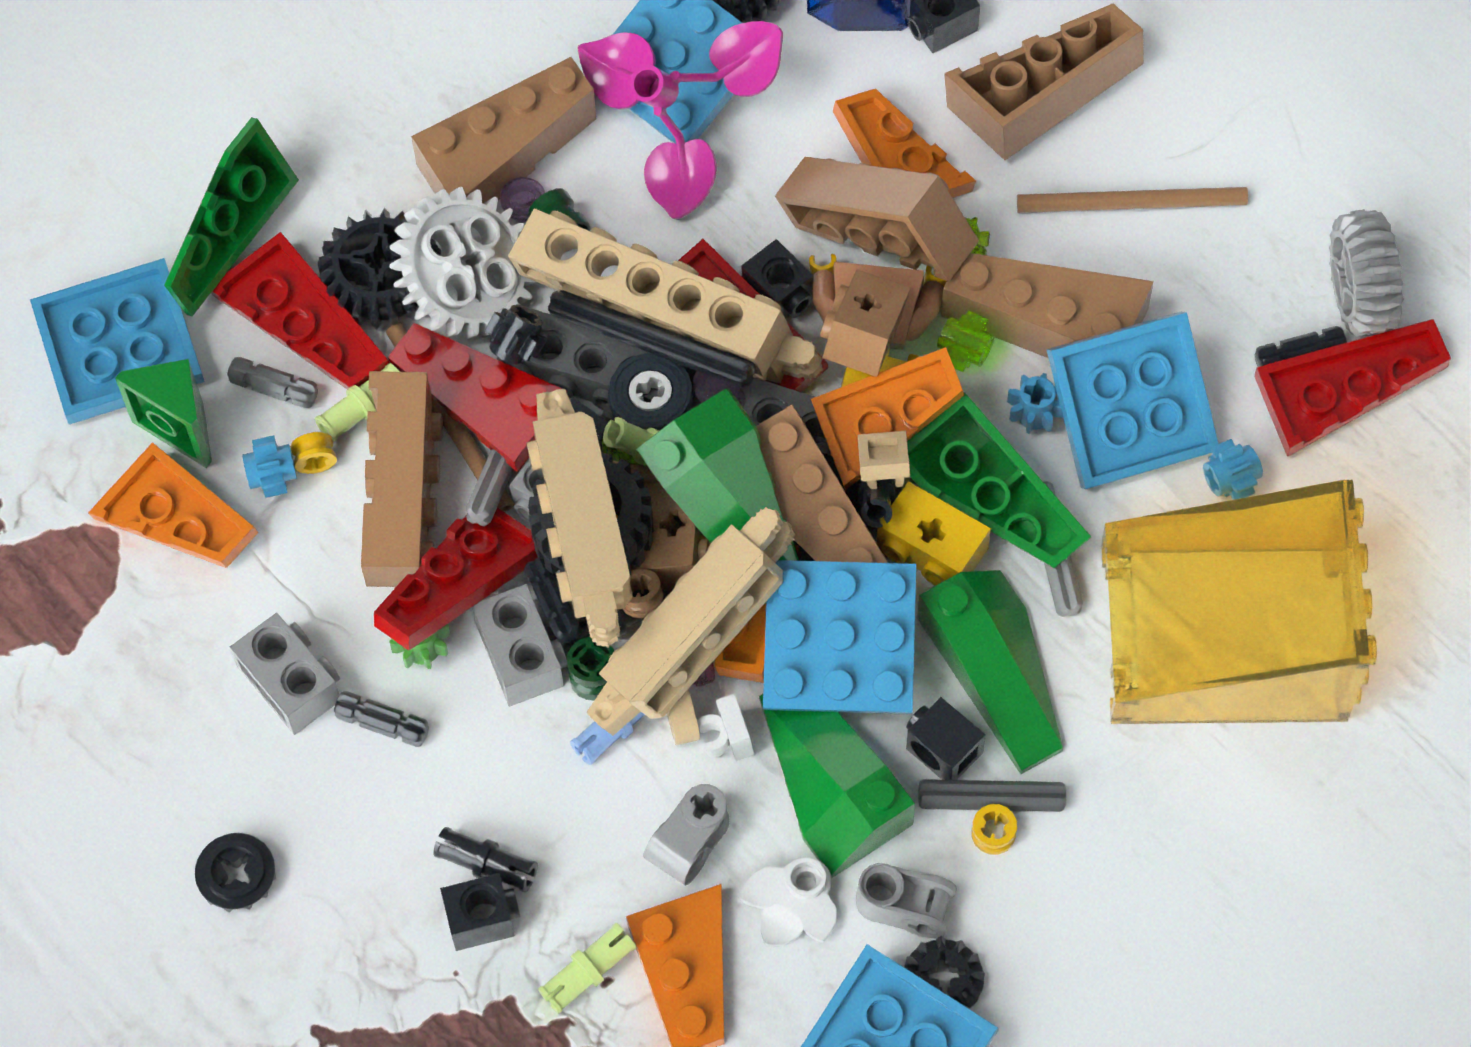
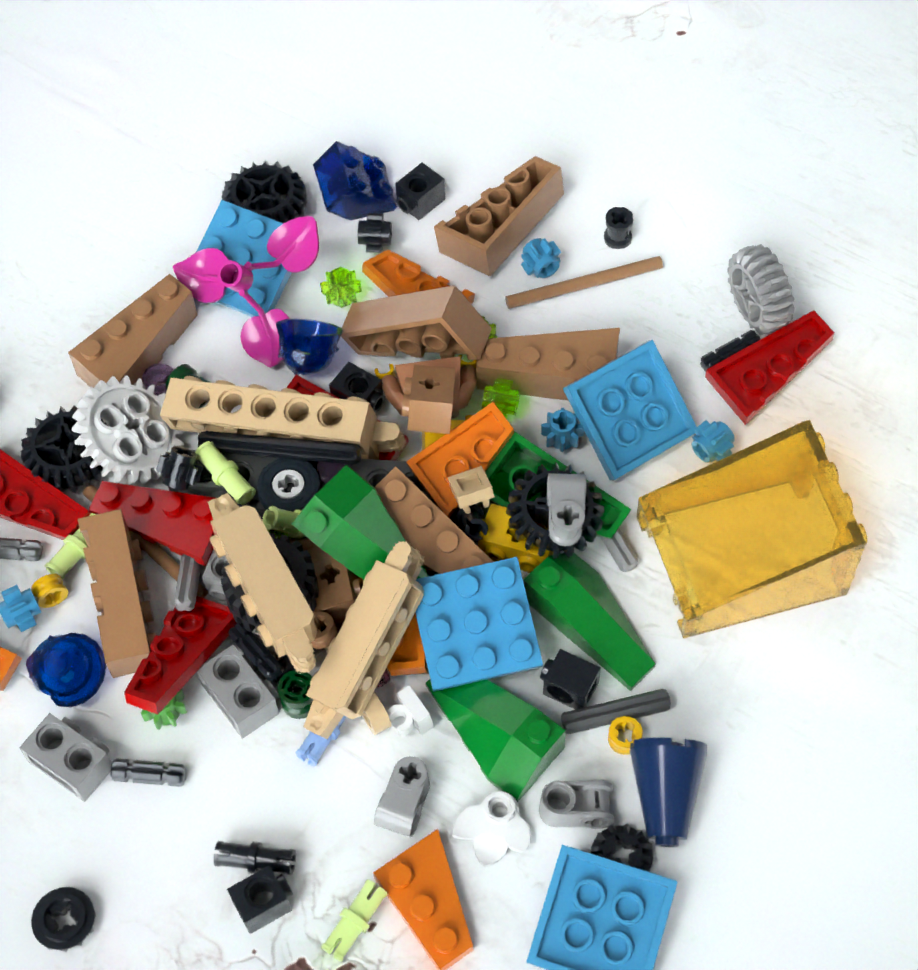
camera: 15 degrees left, 5 degrees down
(312, 561) = (67, 668): none -> clear blue helmet
(573, 355) = (225, 473): none -> yellowish green pin
(729, 200) = (307, 344): none -> clear blue helmet
(797, 128) = (341, 287): none -> clear neon green gear
(864, 60) = (374, 232): none -> black gear
(998, 510) = (566, 504): none -> light grey piece
(1005, 518) = (526, 513): none -> black gear
(1025, 906) = (667, 785): none -> dark blue cone
(1080, 152) = (540, 258): none -> dark azure gear
(1202, 133) = (618, 224): none -> black bush

